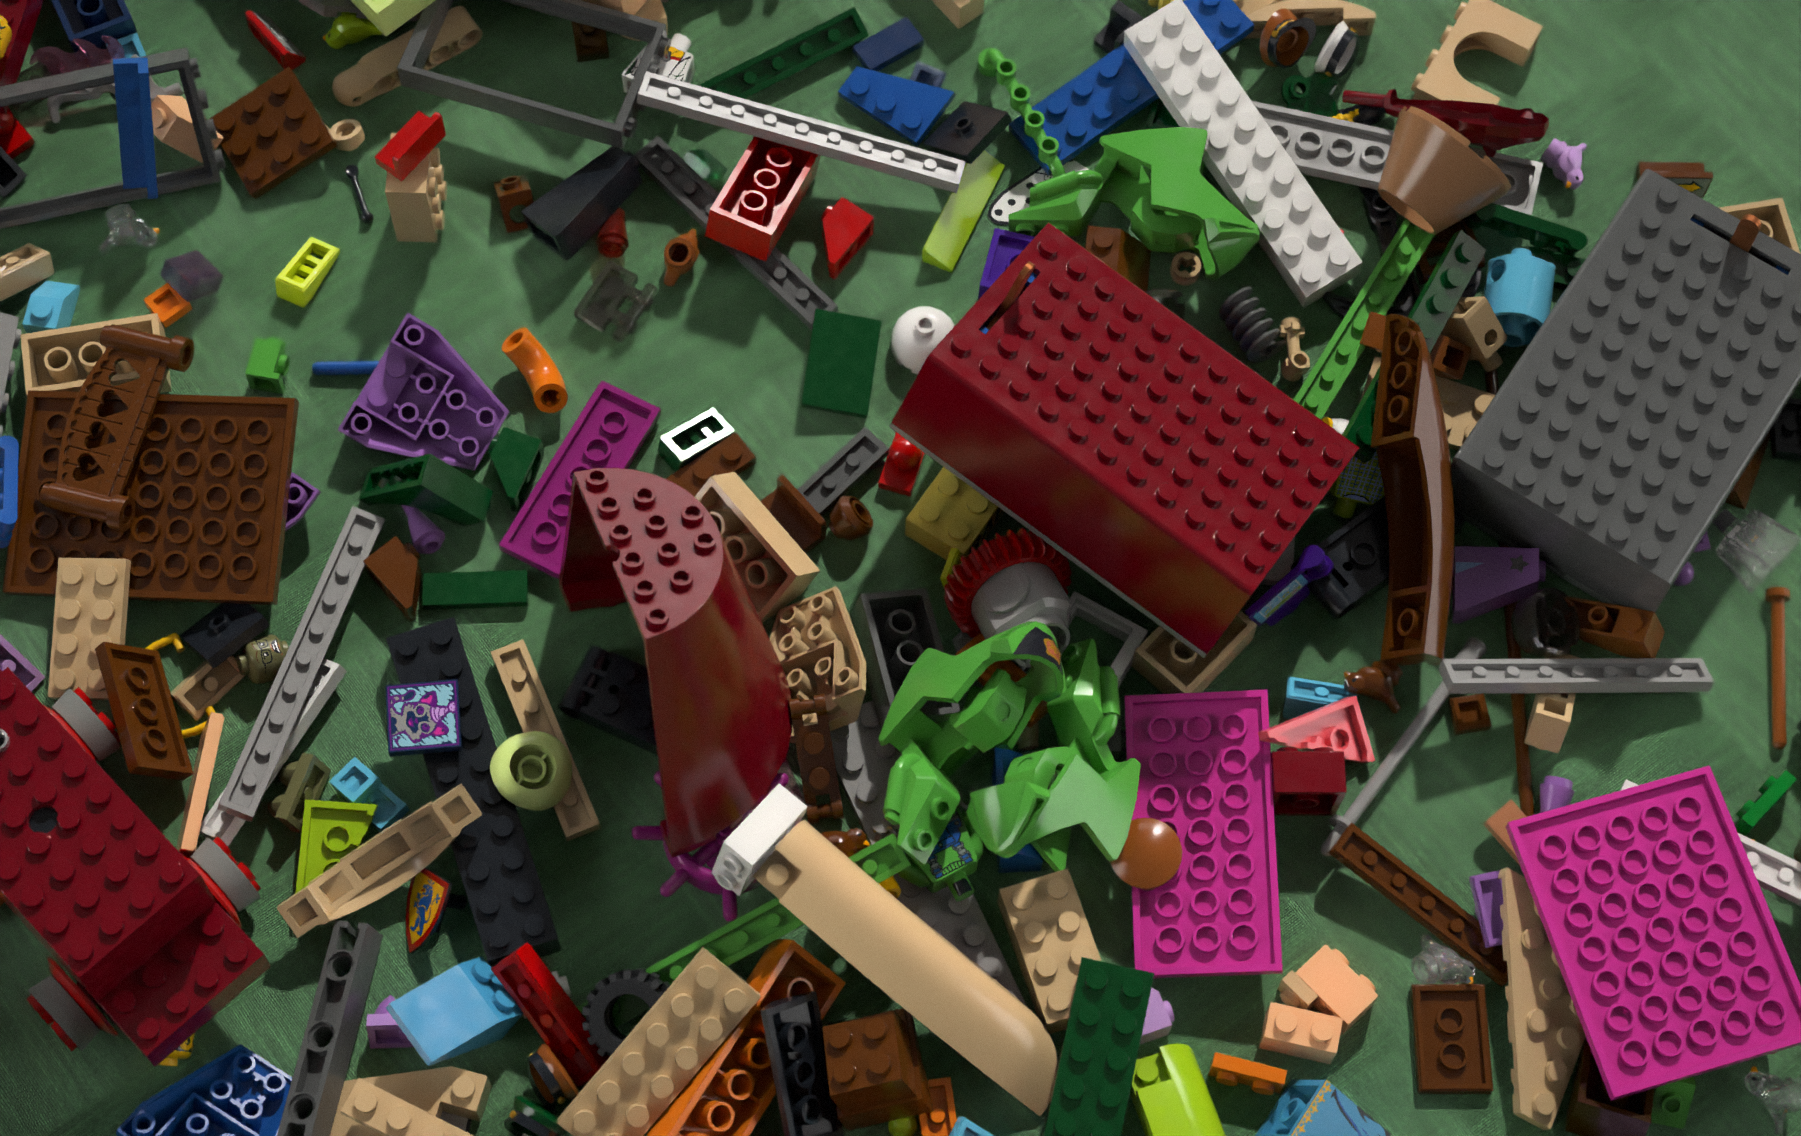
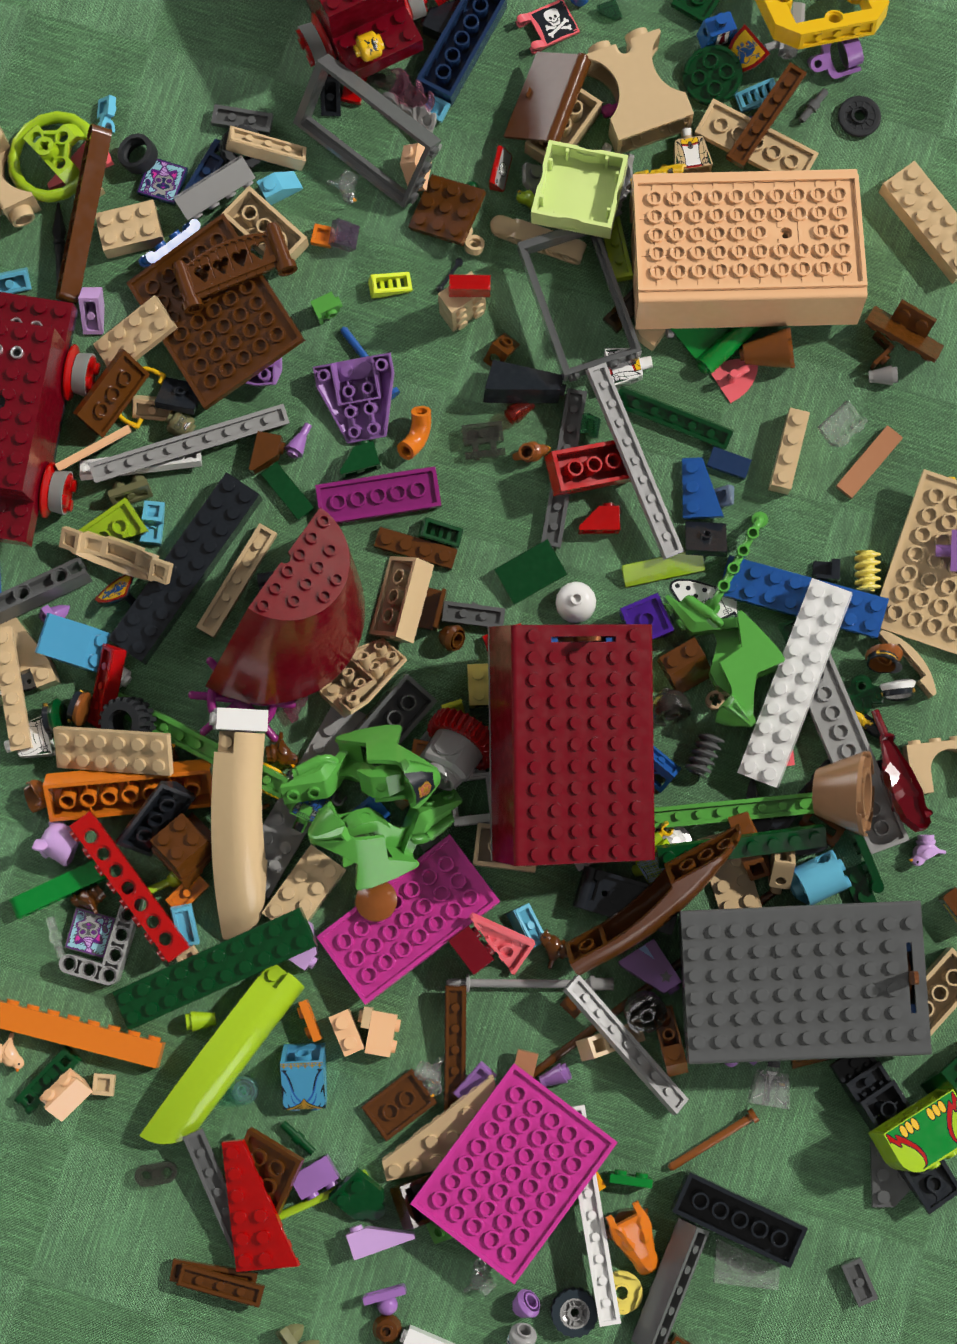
camera: 60 degrees right, 15 degrees up
(135, 124) = (385, 150): blue fence -> none
(423, 718) = (197, 520): tile -> none
(430, 486) = (316, 432): dark green arch -> none
(532, 770) = (210, 588): yellowish green hat -> none
(816, 758) = (314, 712): reddish brown plate -> none
(1292, 588) = (575, 877): dark purple piece -> none
(1297, 361) = (701, 792): tan bar -> none

